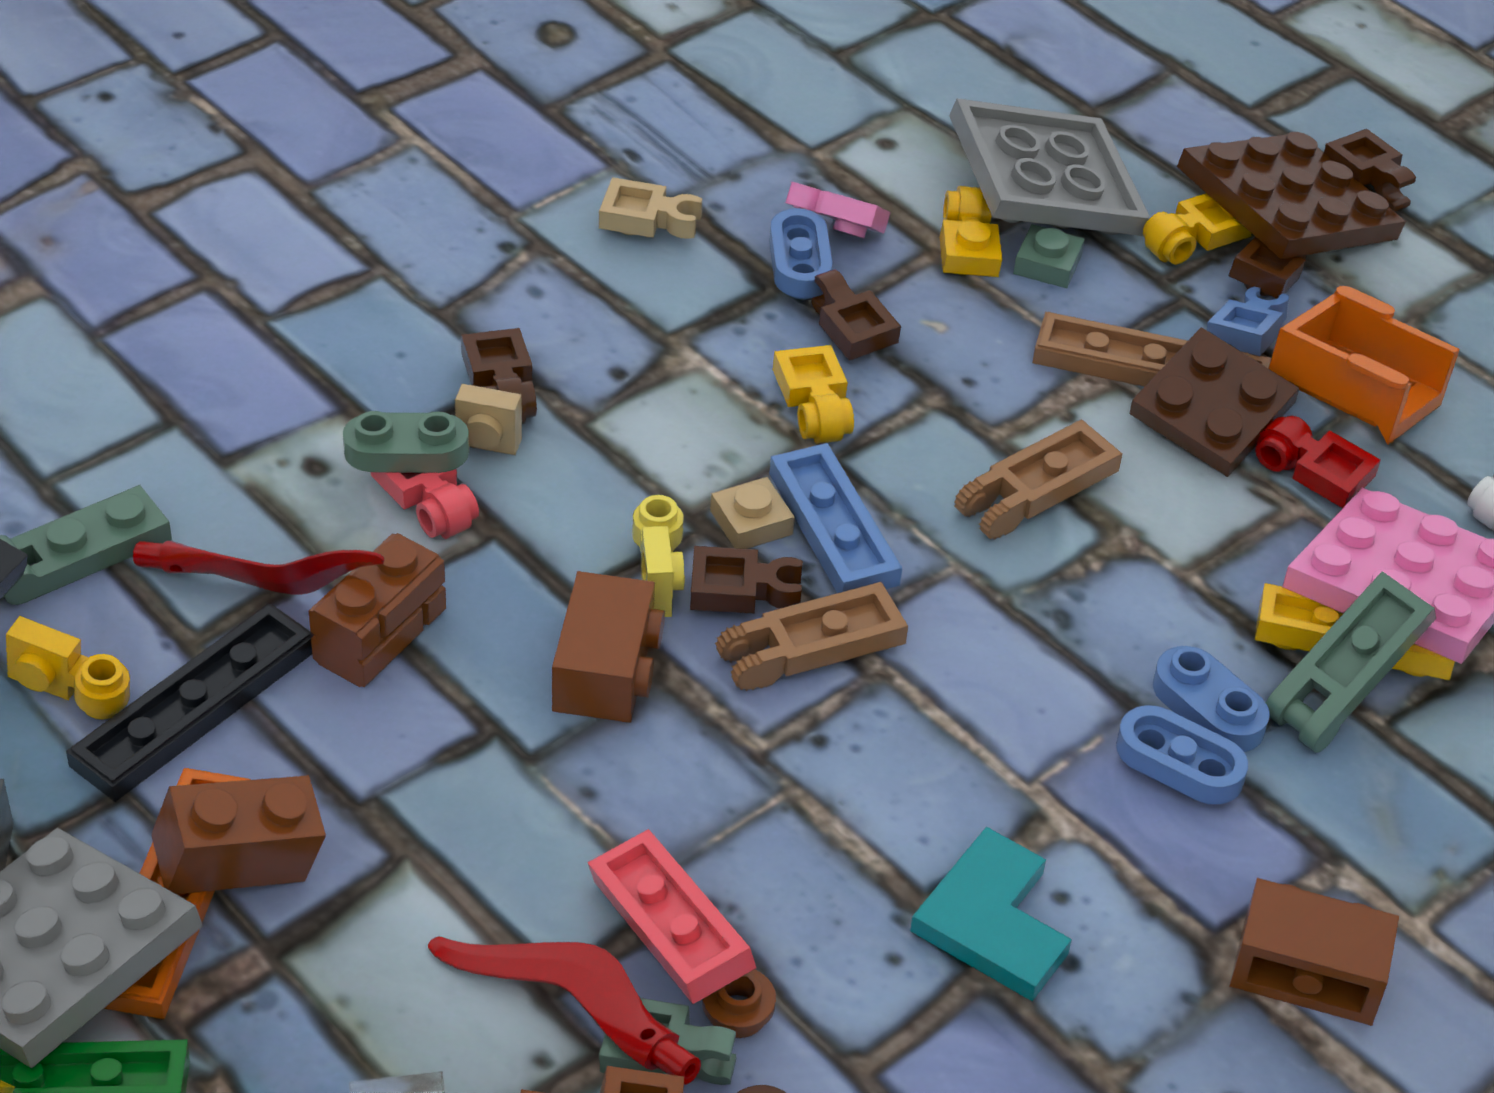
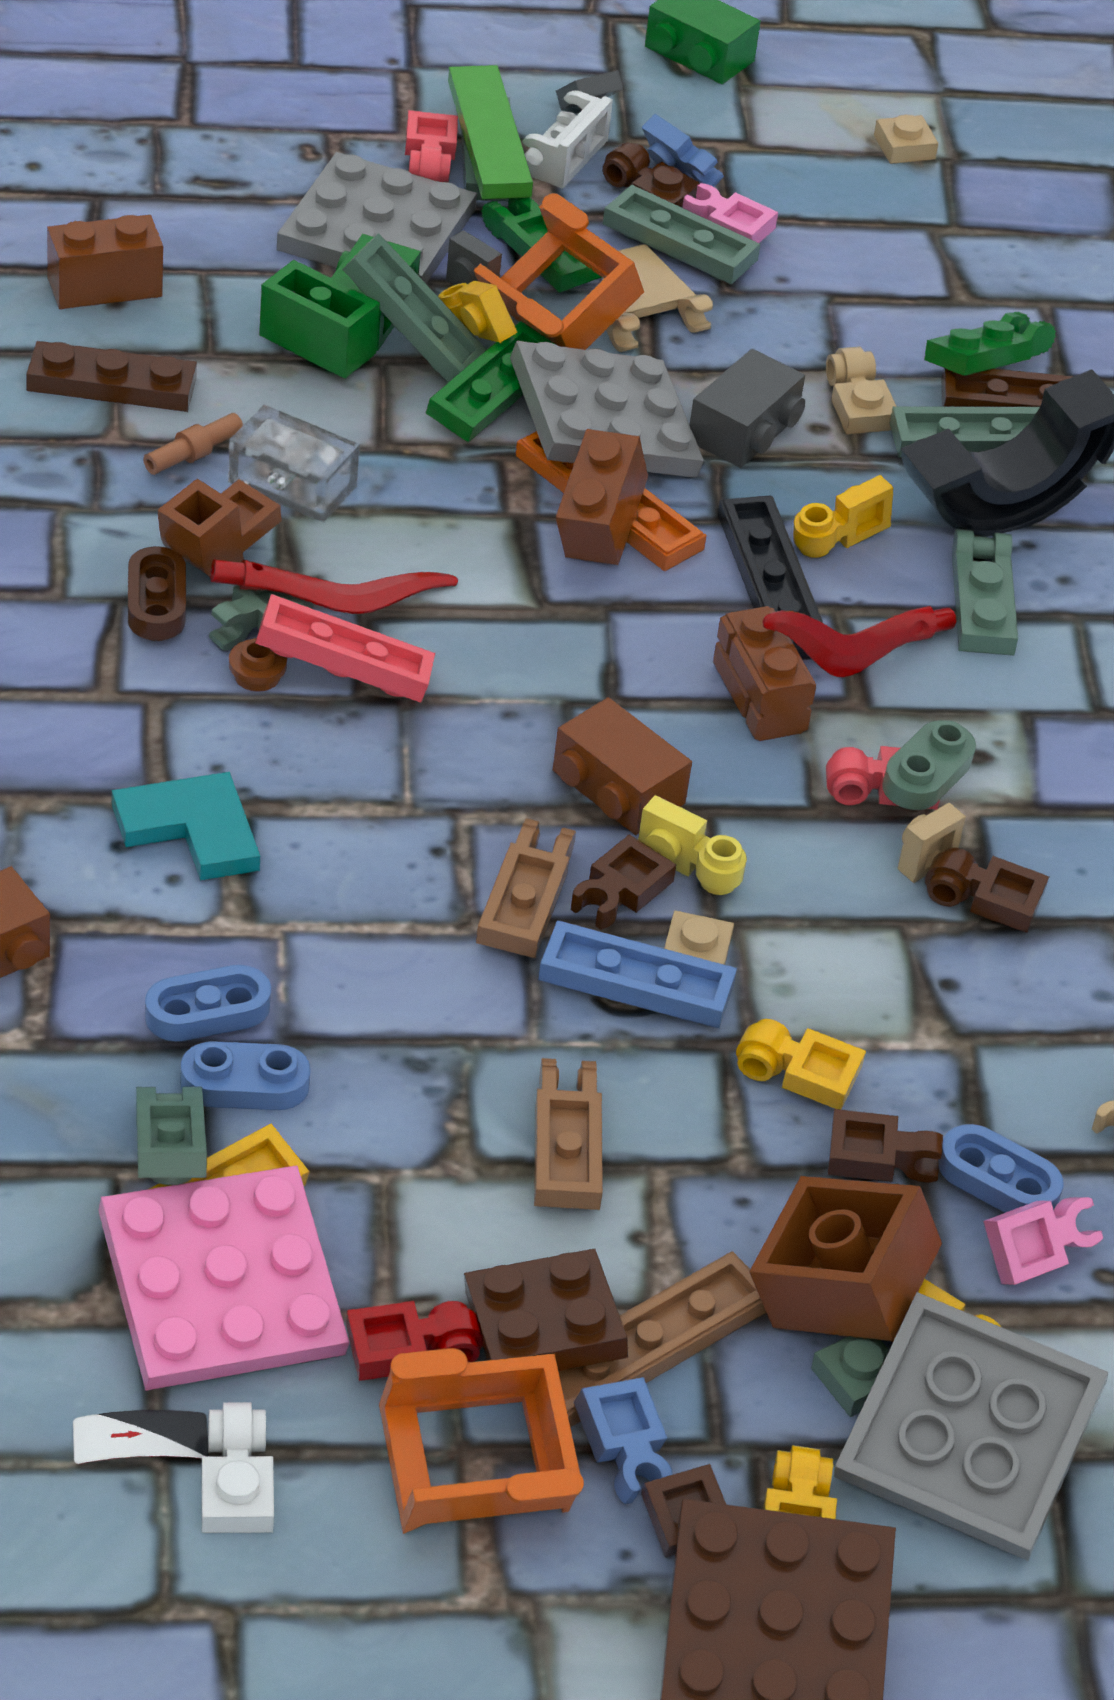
camera: 125 degrees right, 0 degrees up
(1003, 254) = (846, 1257): none -> dark orange brick

